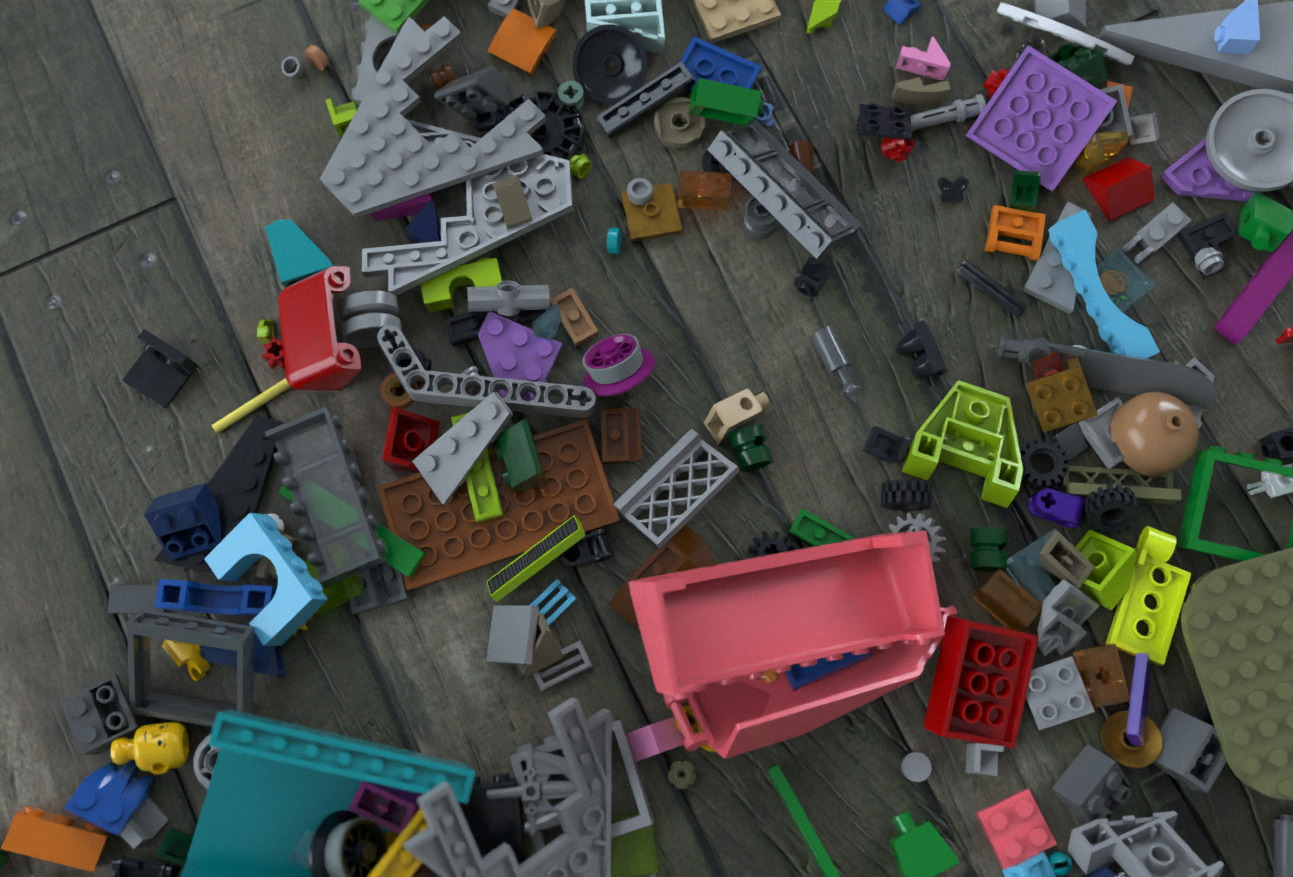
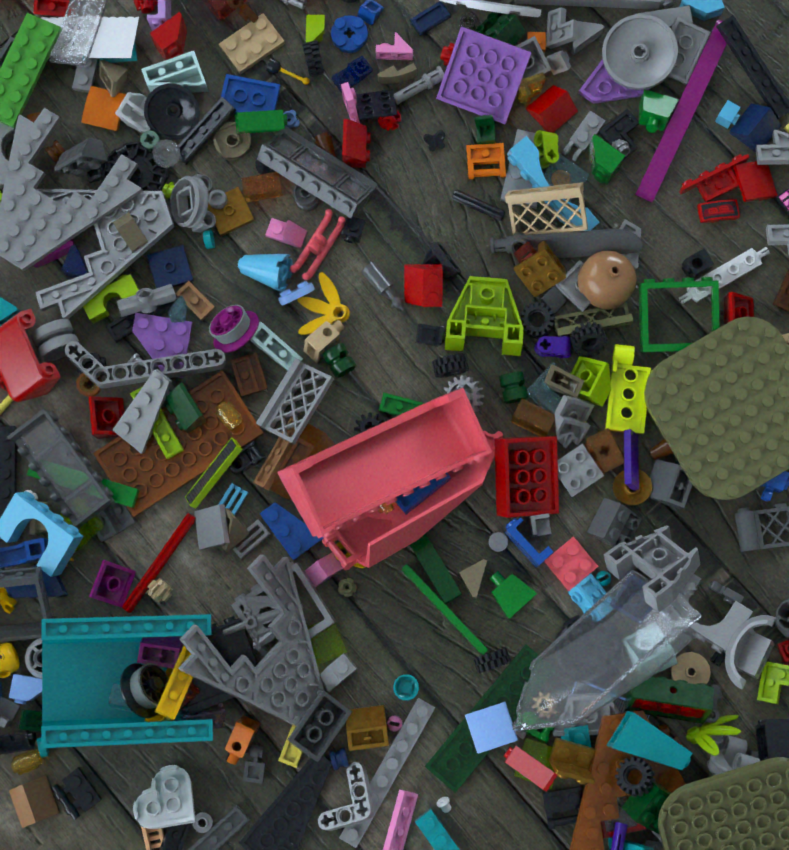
camera: 10 degrees left, 5 degrees up
(181, 796) = (25, 688): none -> light blue slope
(350, 677) = (112, 583): none -> magenta slope
(413, 706) = (159, 590): none -> tan gear
(424, 666) = (159, 563): none -> red axle
(553, 264) = (170, 267): none -> dark blue plate
(557, 53) = (132, 111): none -> white slope
(578, 483) = (228, 415): none -> clear yellow brick
(587, 115) = (166, 153): none -> clear plate
(606, 205) = (197, 217): none -> light grey piece
(621, 669) = (289, 530): none -> blue wing
(626, 563) = (274, 460): none -> medium nougat plate
(665, 405) = (274, 346): none -> light aqua slope
(684, 299) = (267, 269): none -> medium azure cone
(721, 259) = (286, 232): none -> bright pink slope
(725, 337) = (288, 296): none -> light blue plate
(754, 377) = (330, 310): none -> yellow plant
(759, 44) = (275, 67): none -> hinge
(761, 286) = (318, 245): none -> coral piece
(814, 43) = (313, 58): none -> black tyre
(818, 785) = (435, 569): none -> dark green slope
(844, 165) = (355, 144): none -> red slope
(849, 113) = (349, 98): none -> bright pink wing
(860, 79) = (353, 74): none -> clear blue slope
(869, 14) = (352, 24): none -> blue plate
(869, 810) = (472, 577): none -> dark tan slope
(894, 375) = (423, 284): none -> red slope
(956, 785) = (523, 545): none -> blue panel
(980, 33) = (430, 18): none -> dark blue tile
(1098, 294) = (548, 194): none -> tan fence
(1109, 234) = (548, 147): none -> lime piece
(1153, 89) = (558, 30): none -> light grey plate
(1182, 268) = (604, 159): none -> green slope
(1185, 102) = (586, 34): none -> light grey slope
(1185, 694) = (660, 450): none -> reddish brown cone

